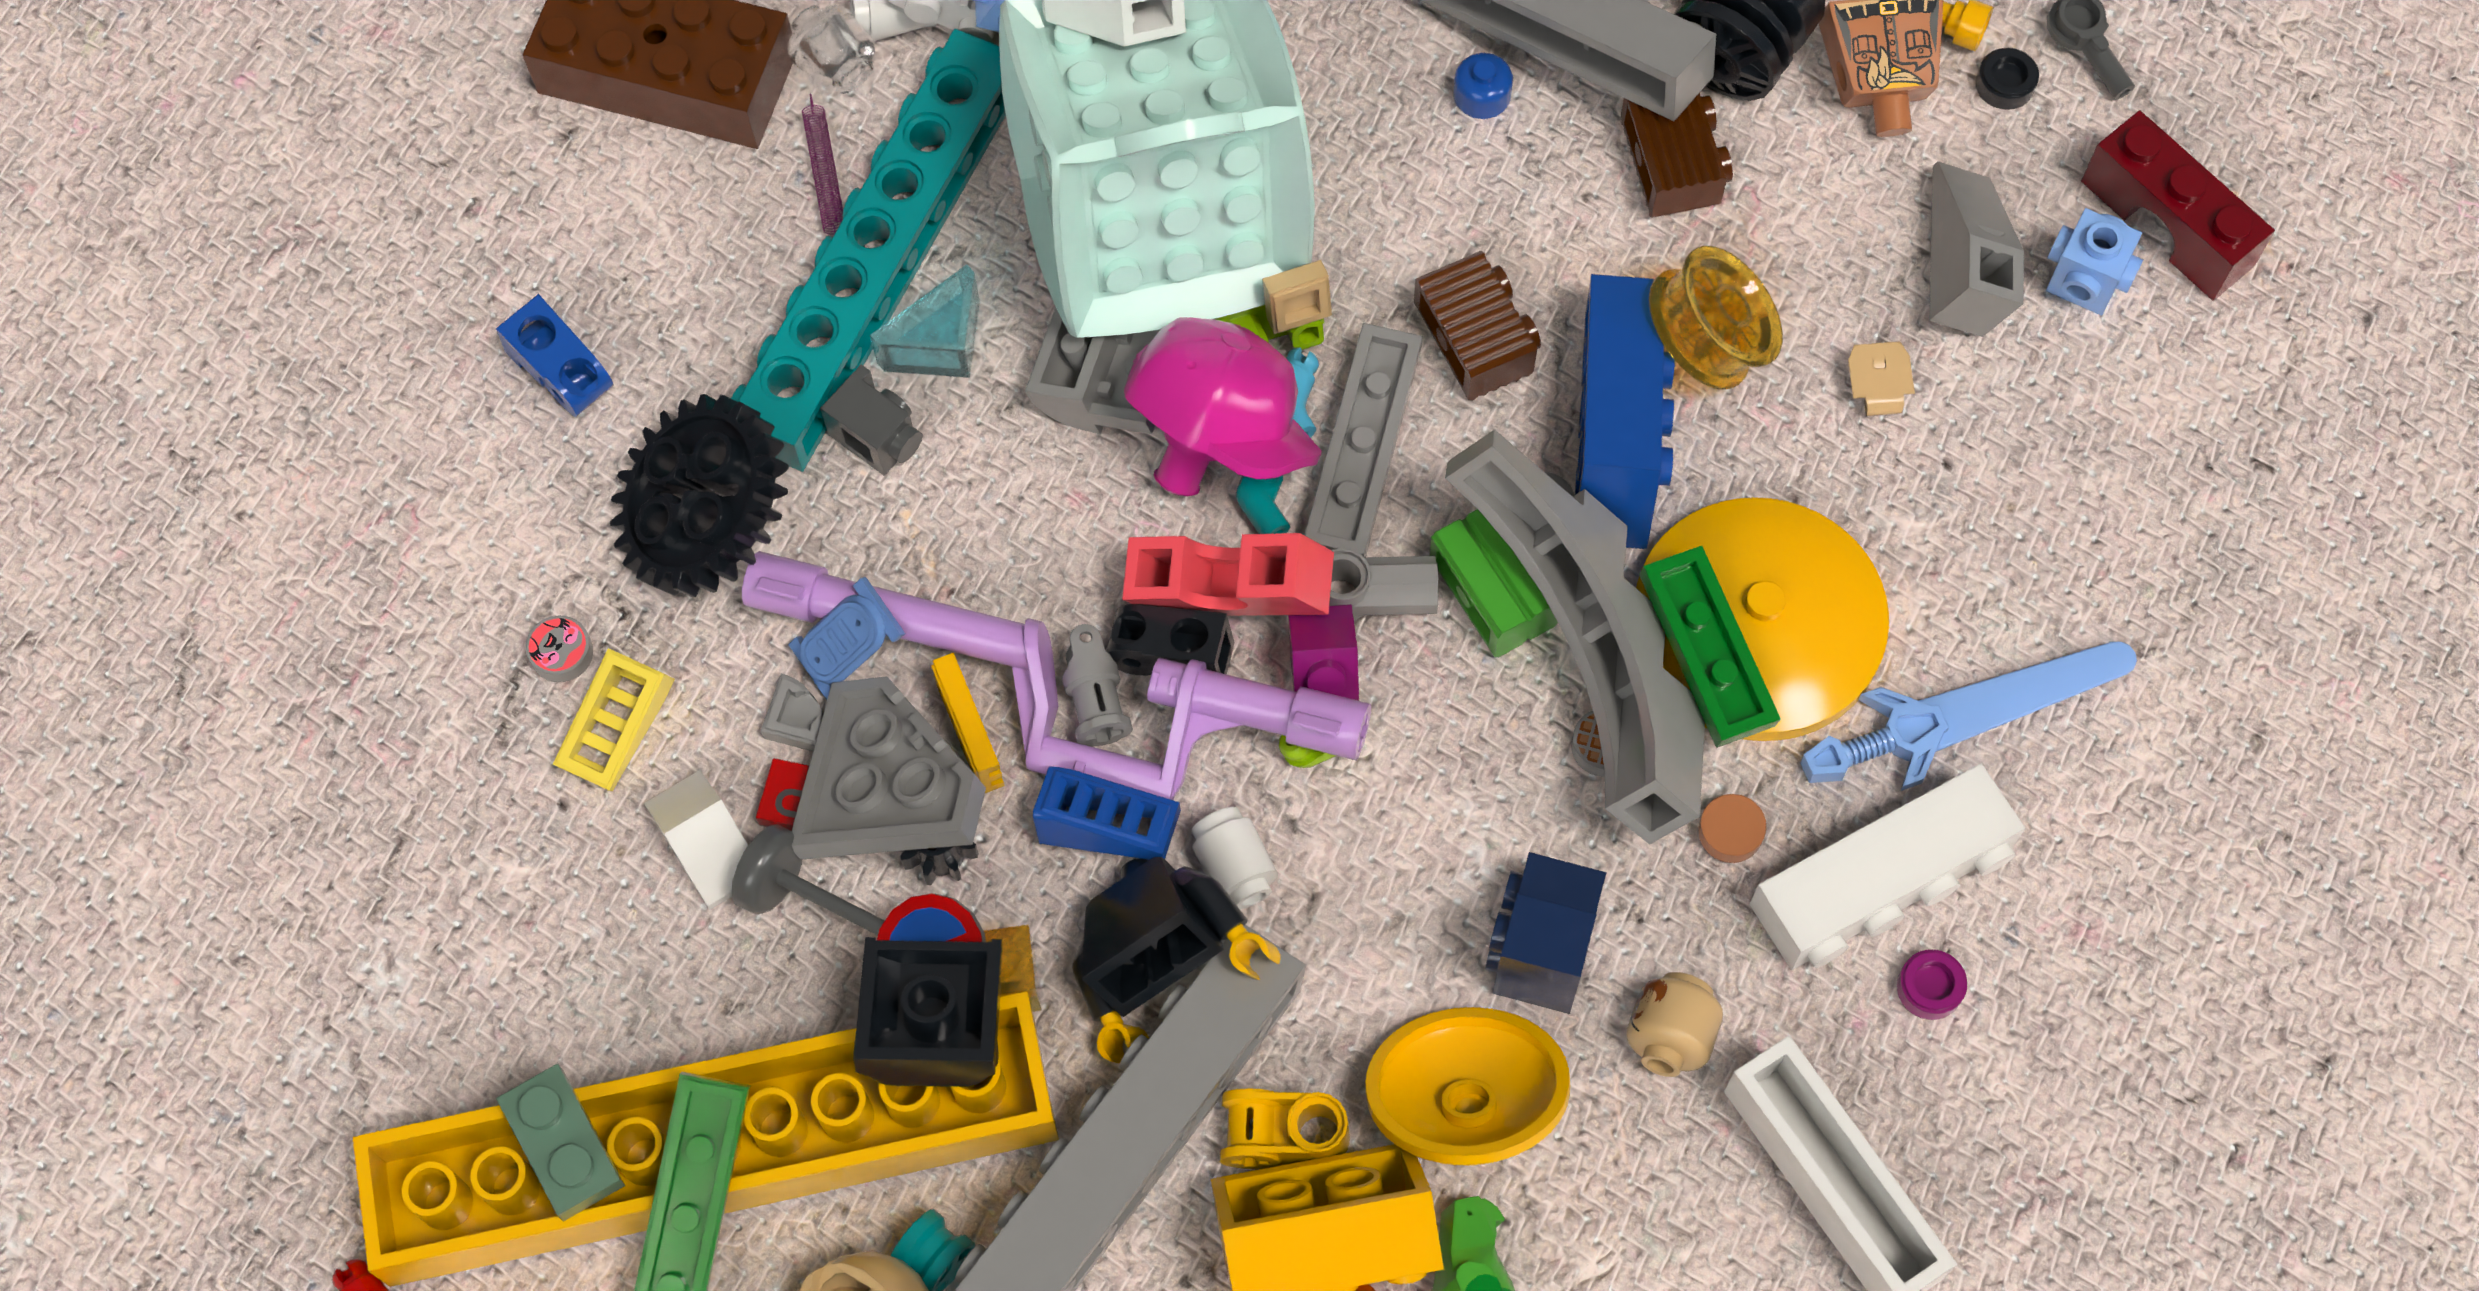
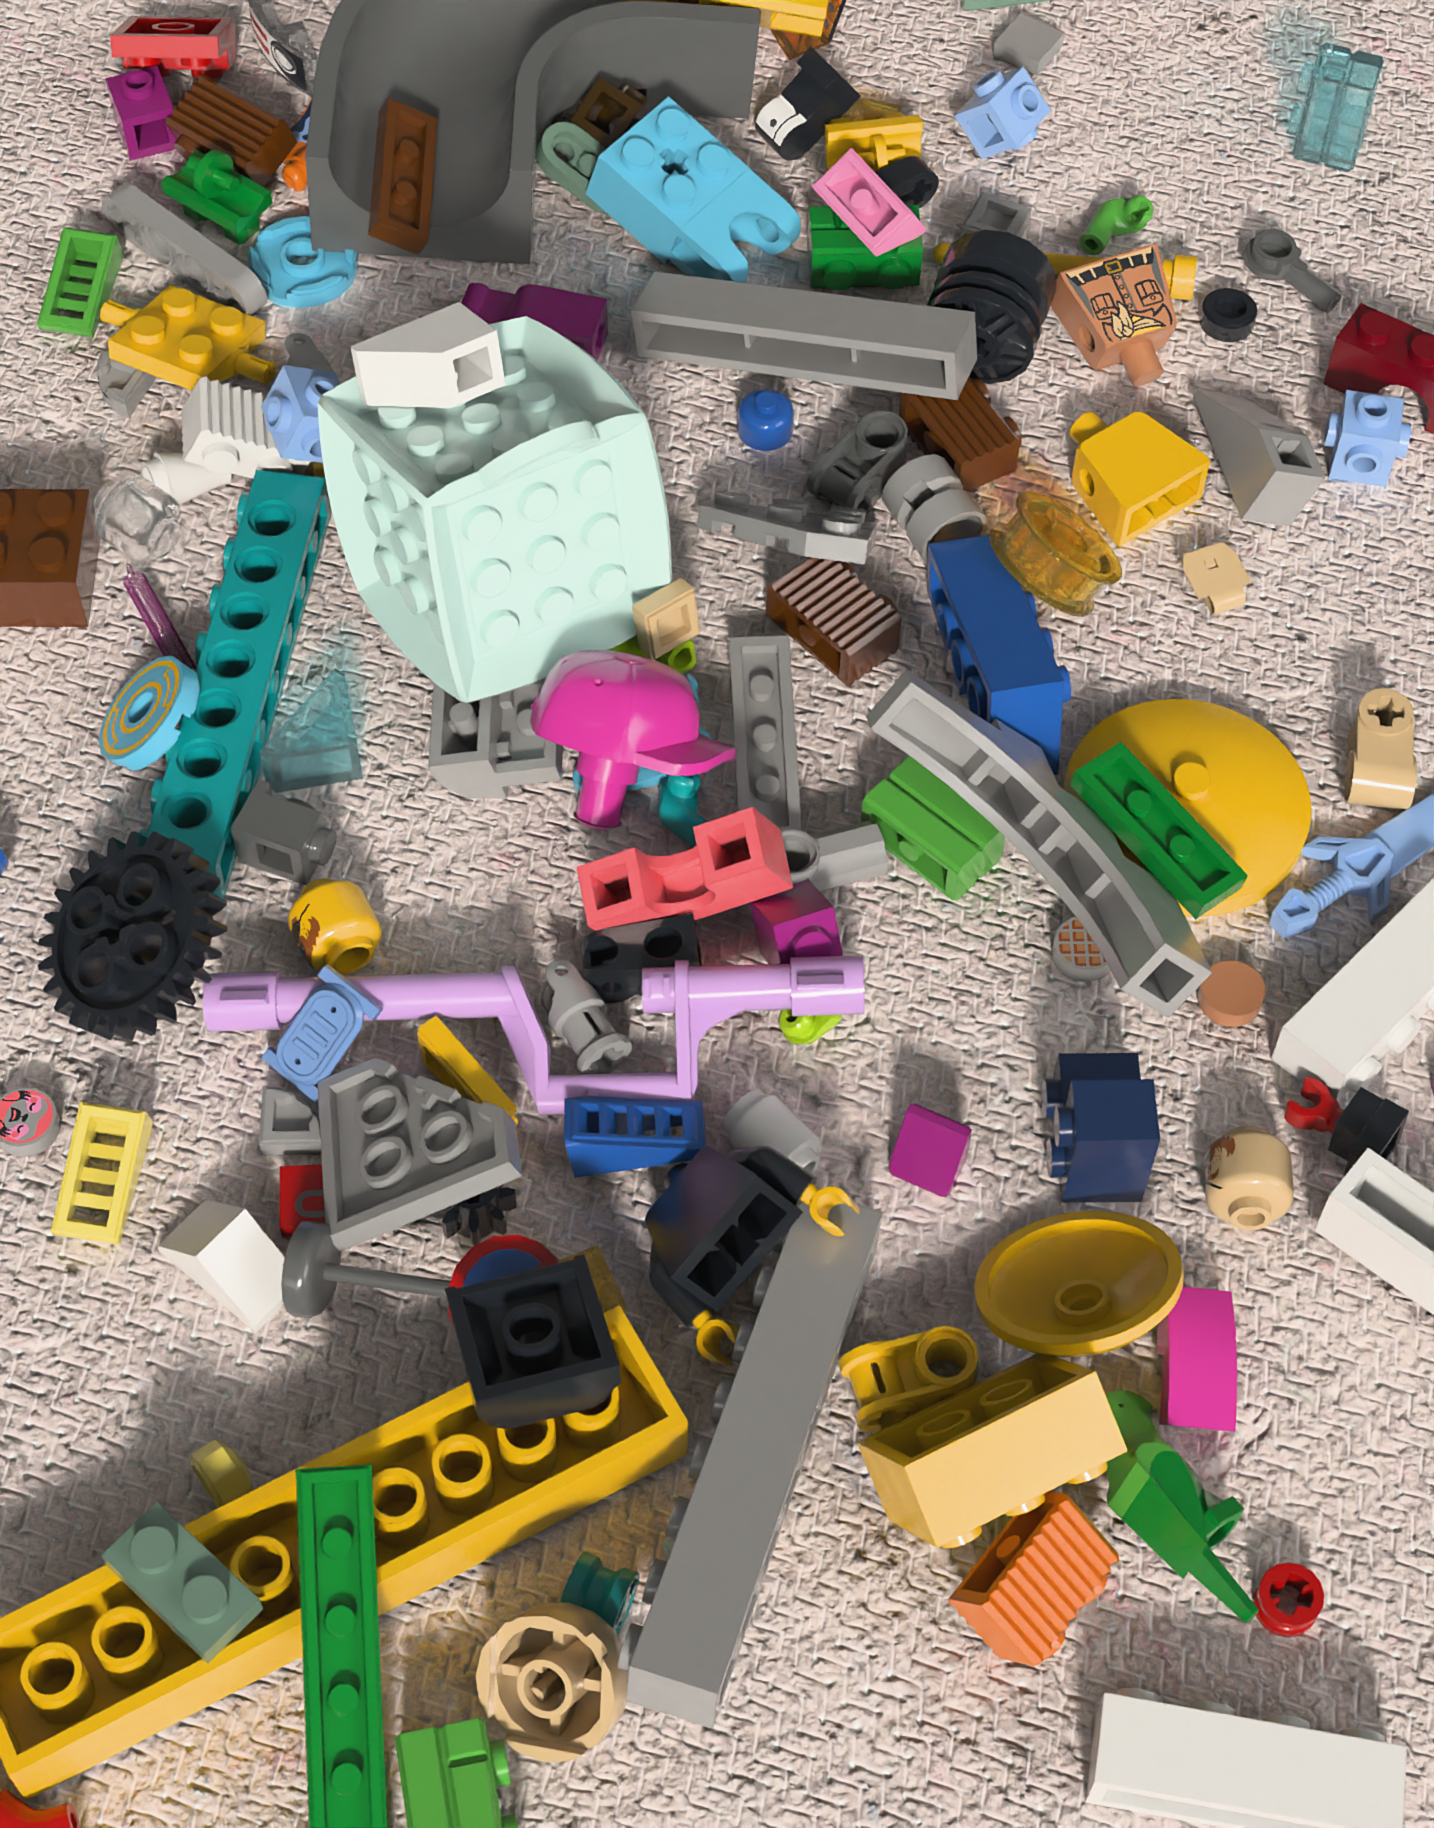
camera: 20 degrees left, 10 degrees down
(636, 1042) = (221, 1472): none -> light yellow tile
(779, 264) = (146, 711): none -> medium azure tile
(893, 530) = (335, 925): none -> yellow head
(1379, 911) = (930, 1150): none -> magenta slope
(1472, 233) = (835, 536): none -> light grey plate
(1551, 170) = (861, 461): none -> dark grey piece
(1560, 1190) = (1199, 1361): none -> dark pink slope
(1615, 229) = (931, 504): none -> light grey wheel
(1804, 1007) = (1362, 1125): none -> black piece
(1837, 240) = (1134, 472): none -> yellow torso
(1972, 621) = (1381, 752): none -> tan piece

